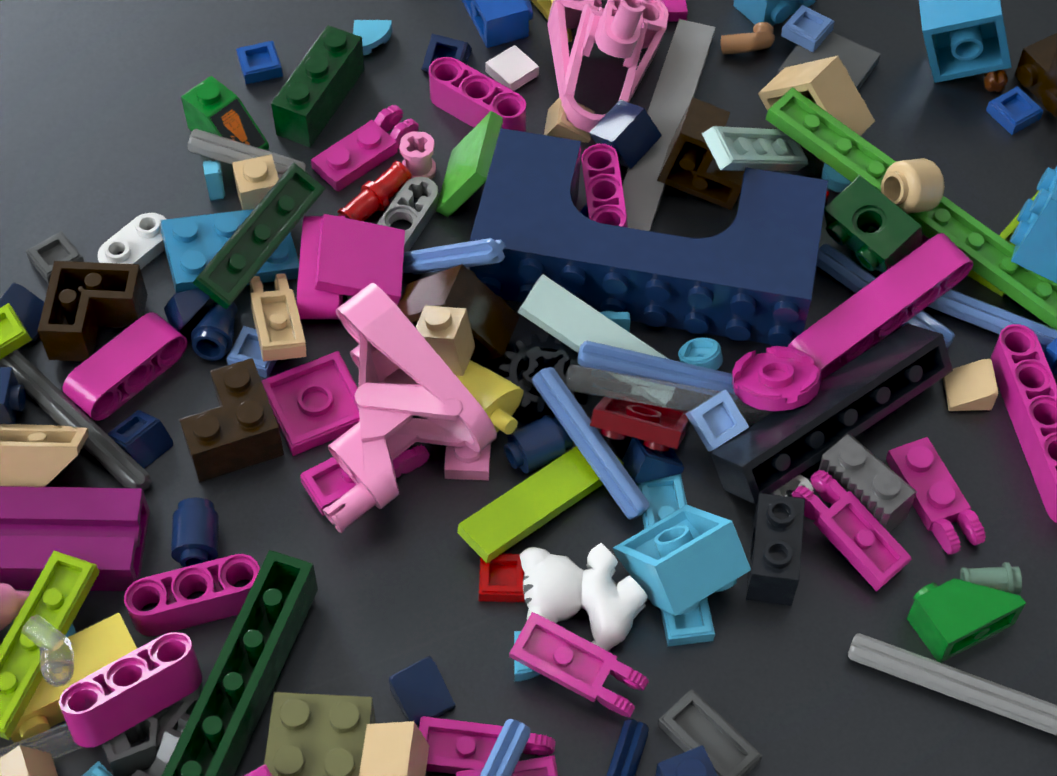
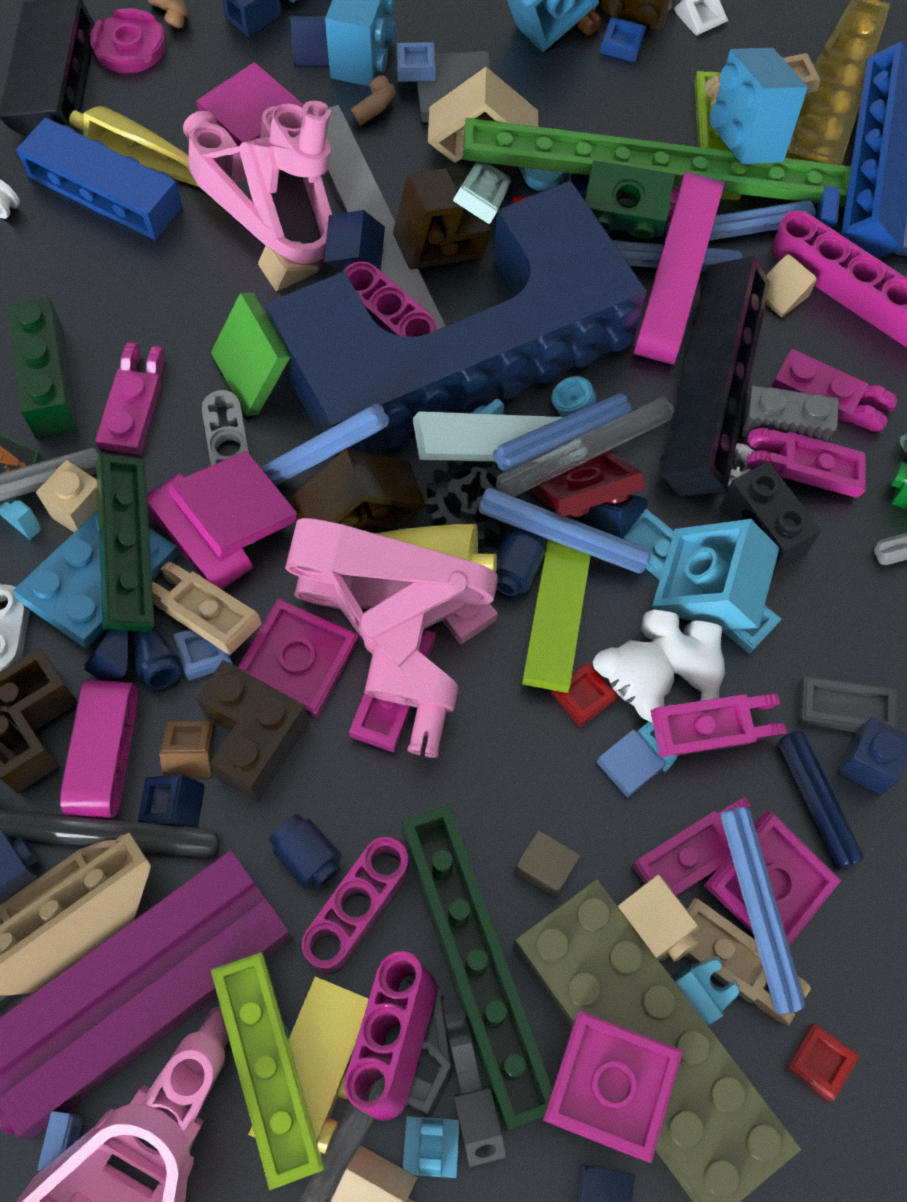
camera: 40 degrees left, 10 degrees up
(55, 651) = (303, 1061): clear arm -> none
(178, 404) = (187, 749): none -> medium nougat slope
(358, 671) = (546, 864): none -> dark tan slope
(372, 33) = (41, 286): medium azure tile -> none
(376, 193) = (183, 434): red pin -> none
(417, 154) = (185, 375): bright pink bush -> none
(421, 691) = (611, 841): dark blue slope -> none
(445, 47) = (129, 270): dark blue slope -> none
(448, 334) = (380, 516): tan brick -> none
(473, 95) = (192, 290): dark pink beam -> none
(489, 652) = (630, 763): none -> medium blue tile
(512, 68) = (197, 245): white tile -> none
(717, 420) = (643, 442): light blue plate -> none
(776, 379) = (658, 377): dark pink tile -> none
(914, 185) = (633, 142): tan head -> none

